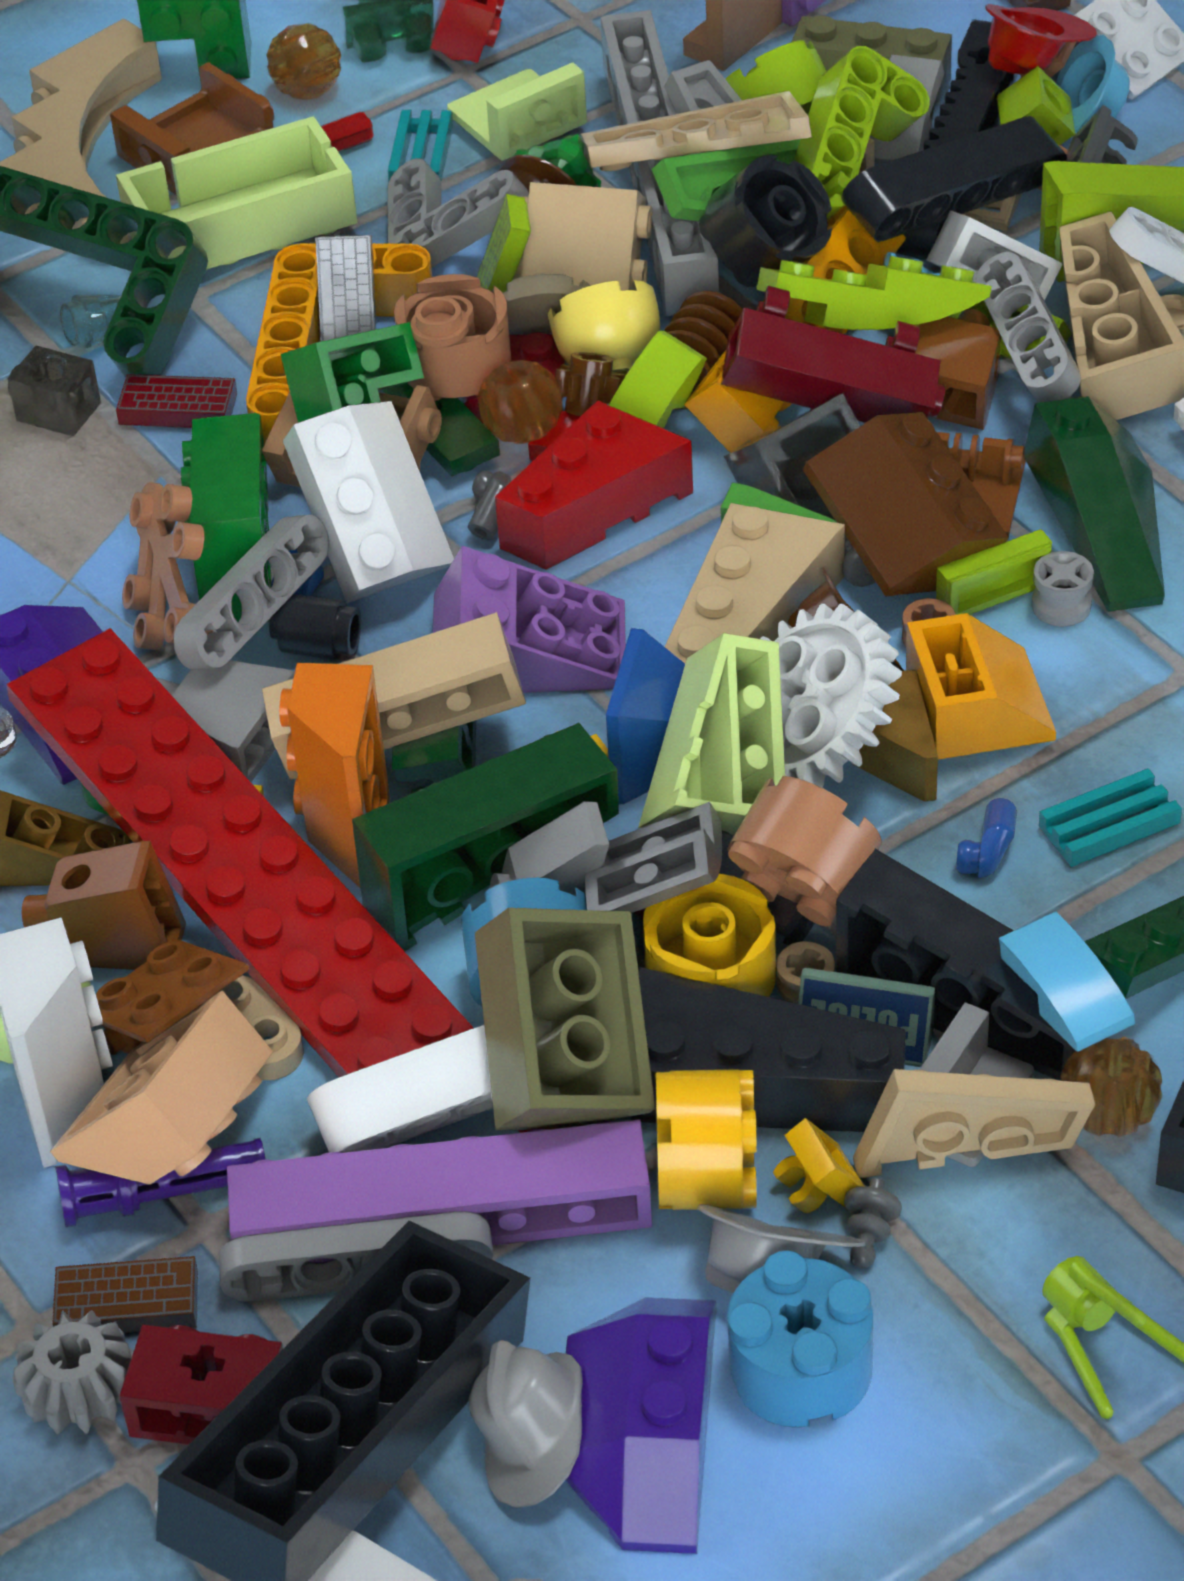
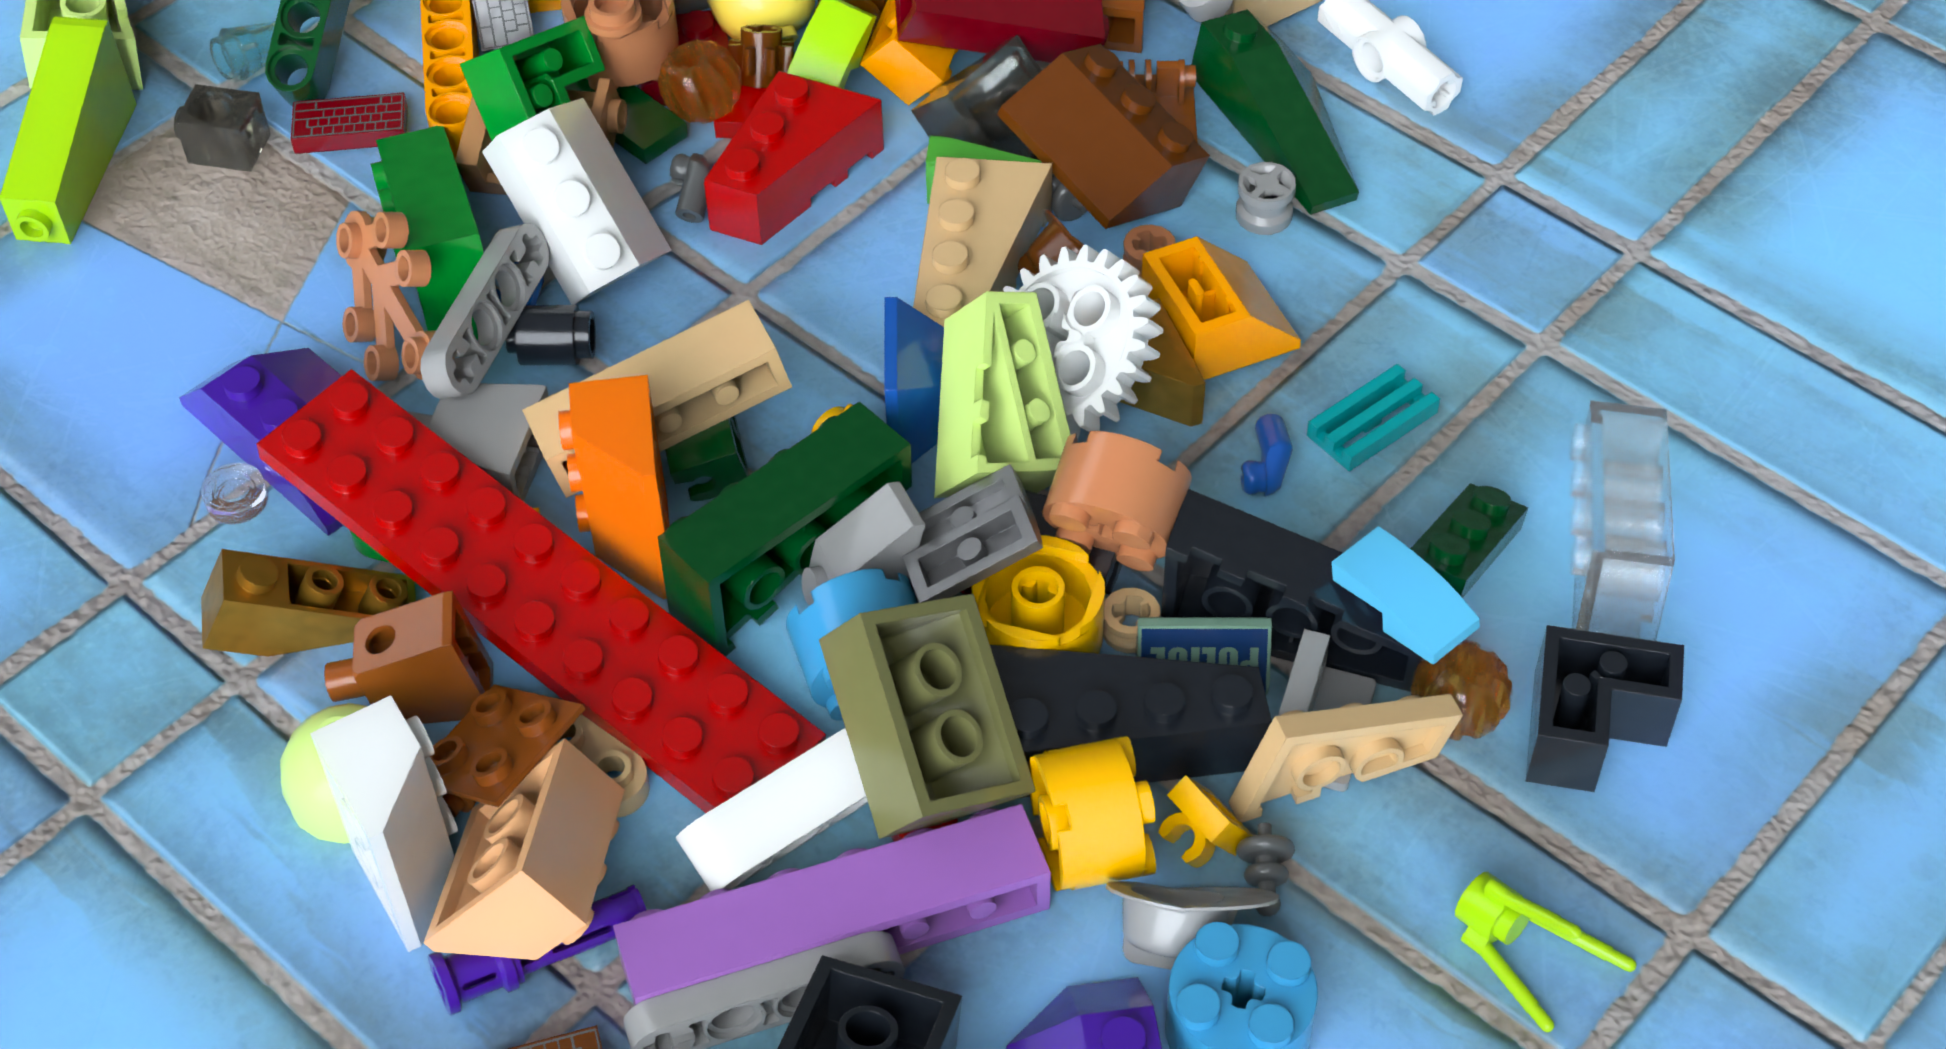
camera: 15 degrees left, 5 degrees up
(555, 628) = (800, 300): medium lavender slope -> none
(992, 574) = (1199, 192): lime tile -> none

